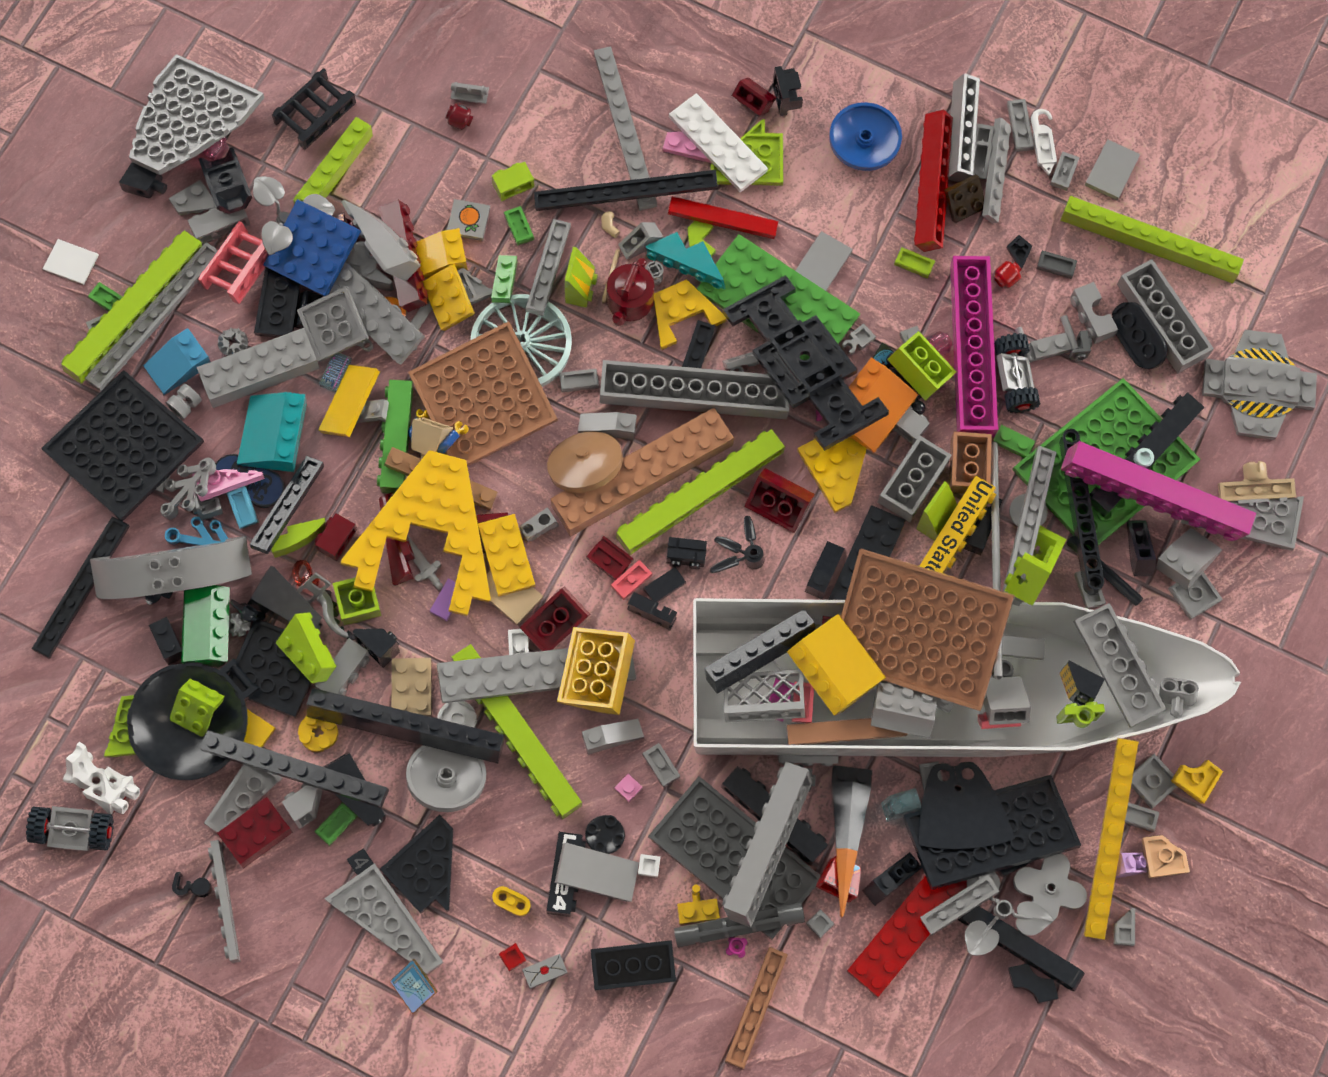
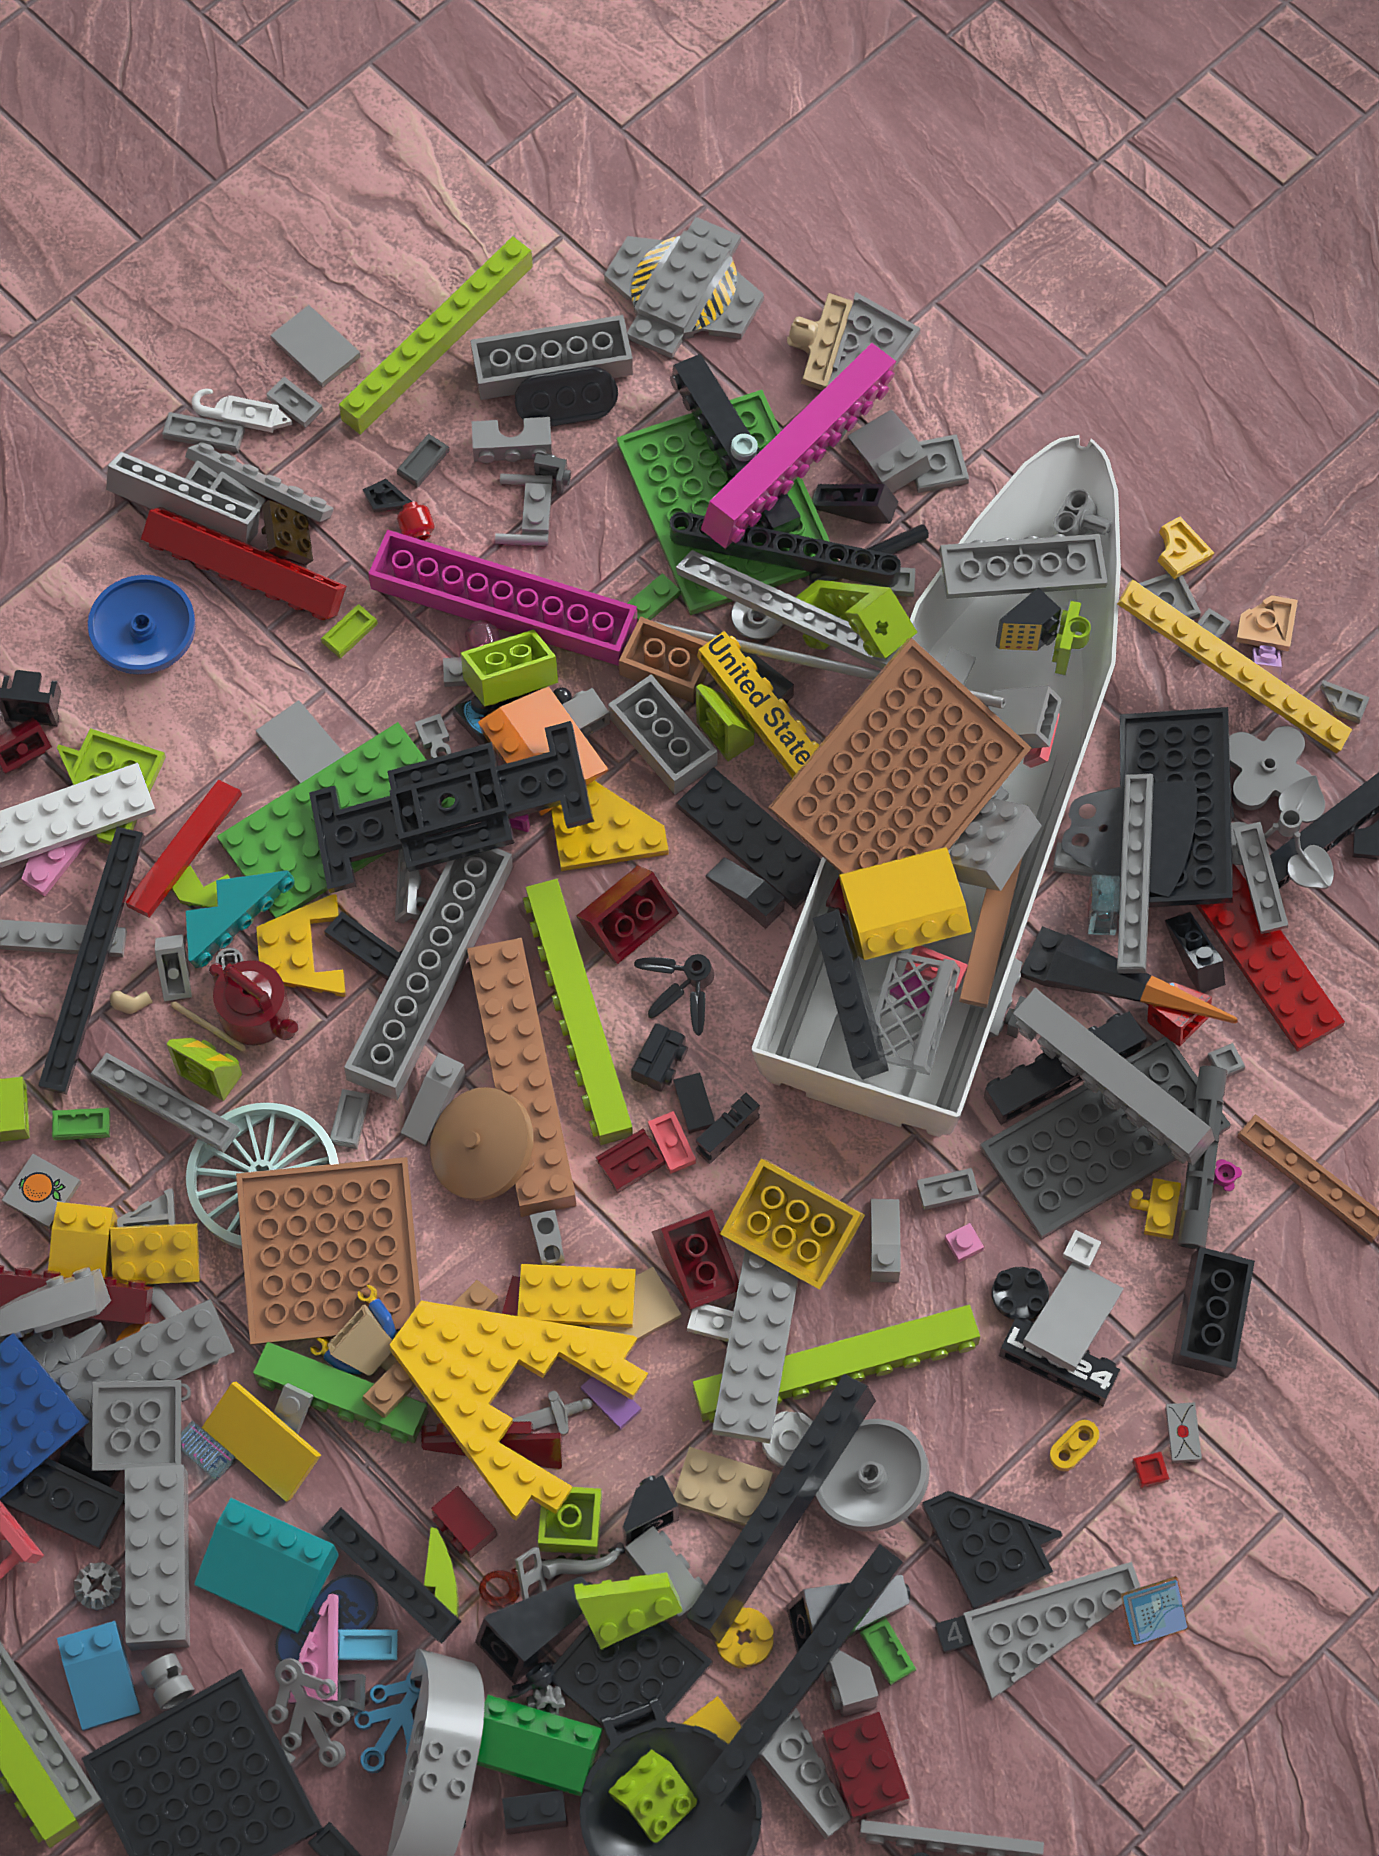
camera: 65 degrees left, 5 degrees down
(504, 279) = (158, 1167): plate -> none
(928, 817) = (1135, 874): none -> light grey tile
(1016, 373) = (563, 560): plate -> none

